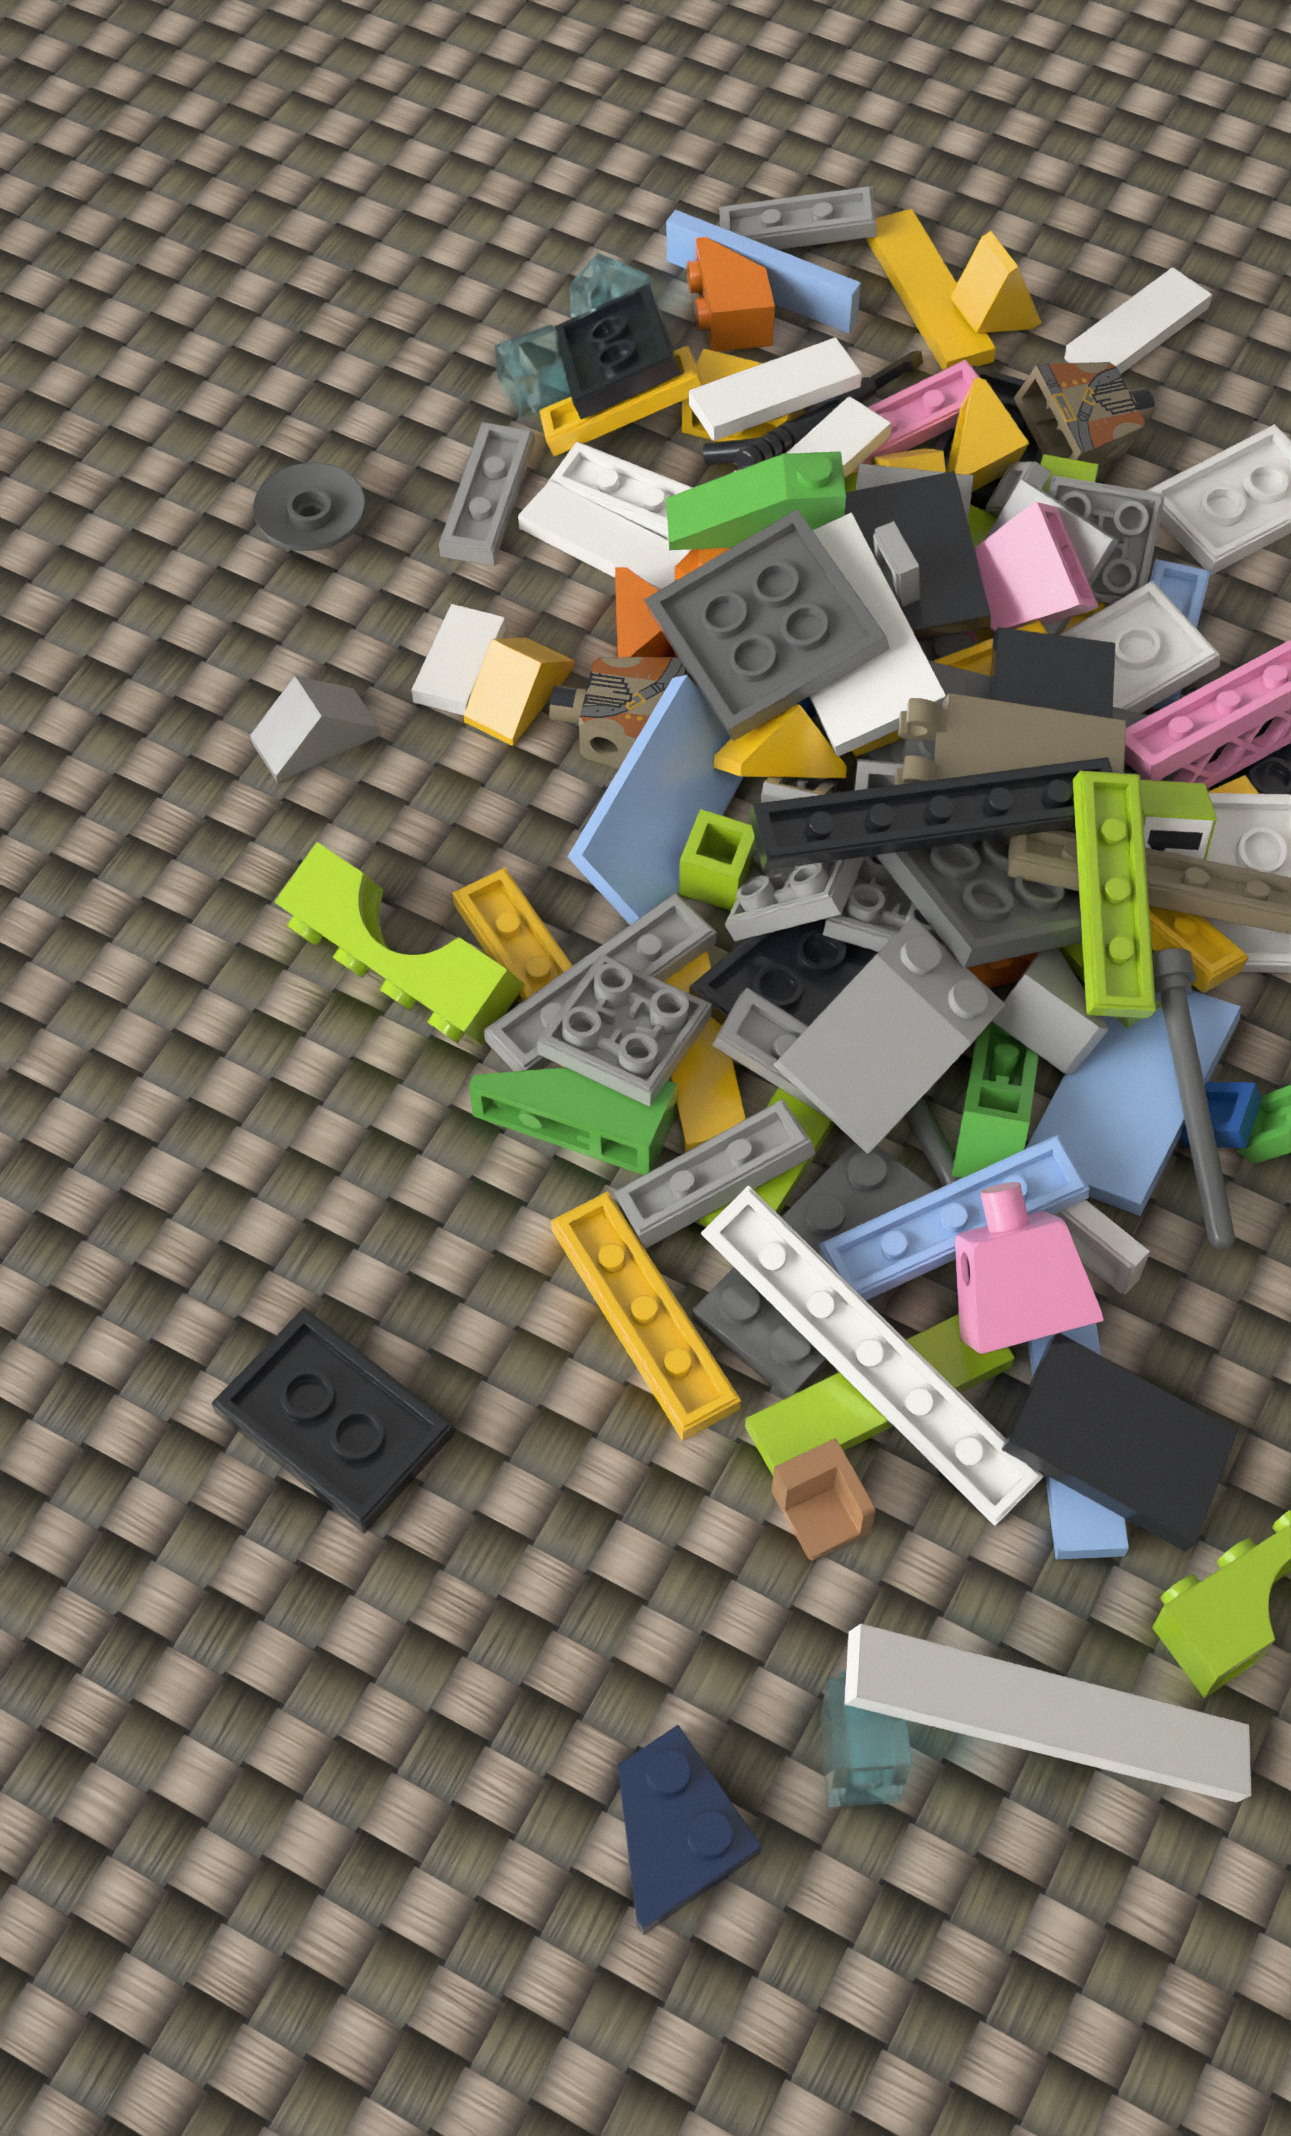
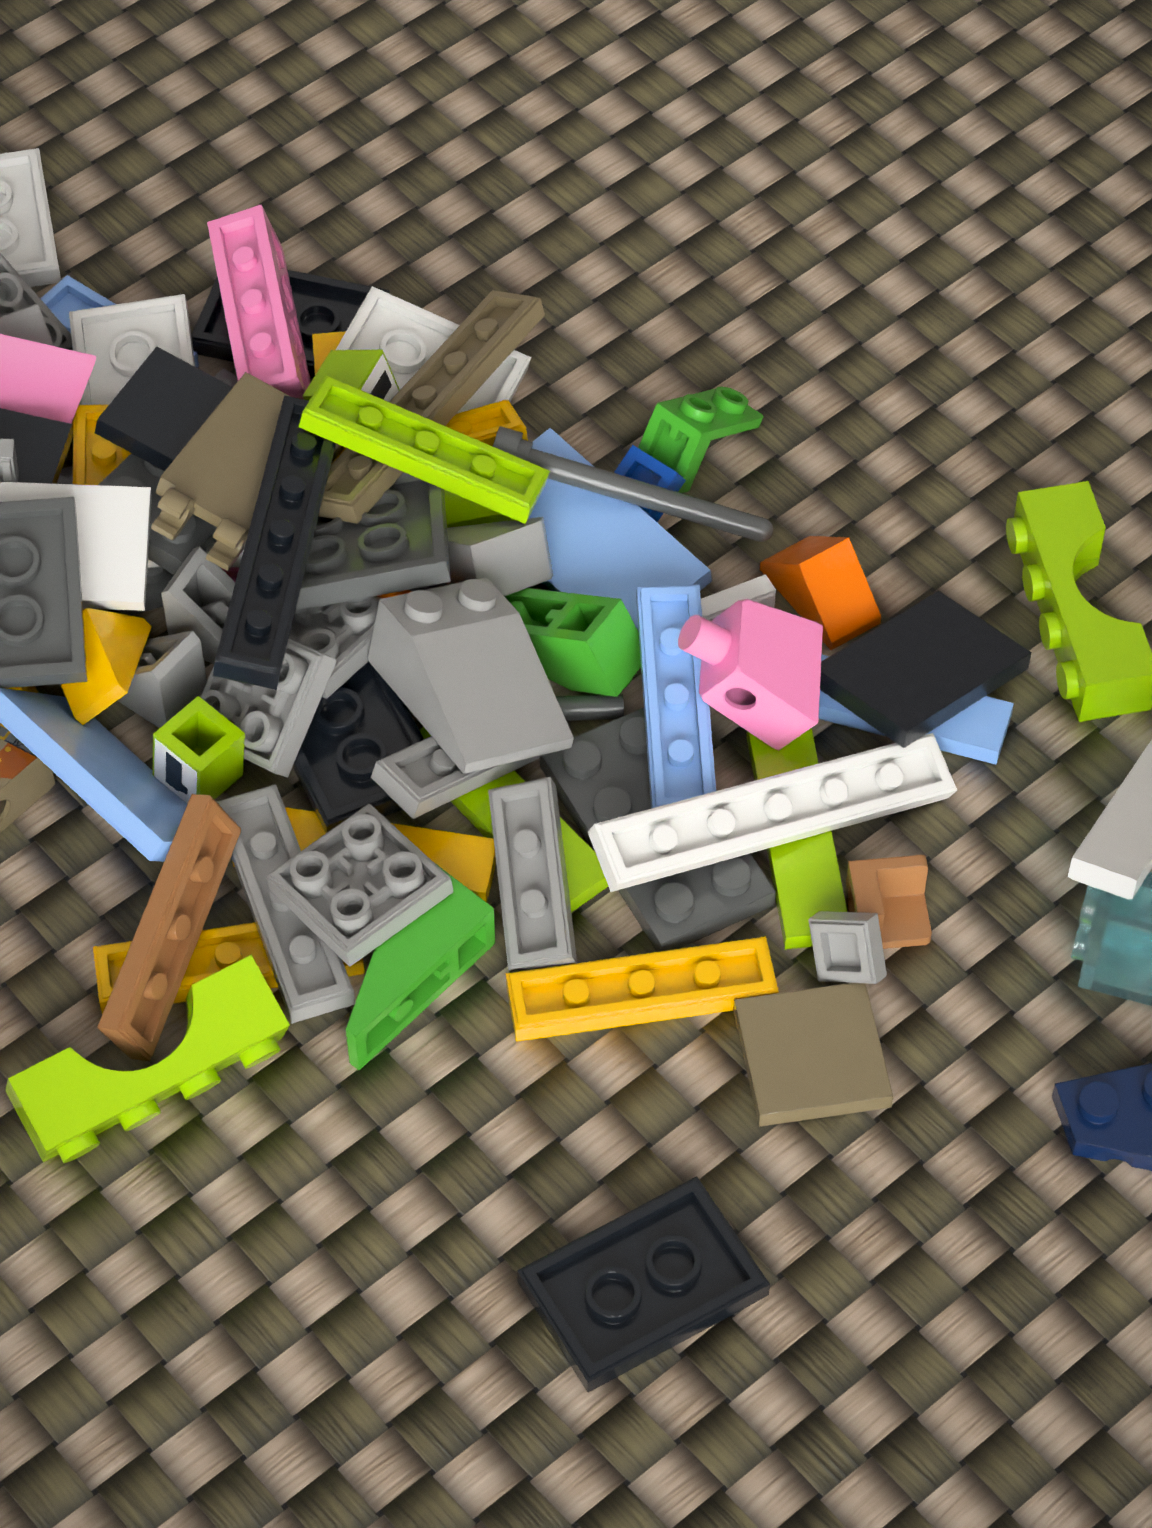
camera: 70 degrees left, 5 degrees down
(524, 903) = (169, 928): none -> medium nougat tile
(631, 1487) = (812, 1054): none -> dark tan tile
(746, 1473) = (847, 947): none -> light grey tile
(1185, 1322) = (825, 586): none -> orange slope

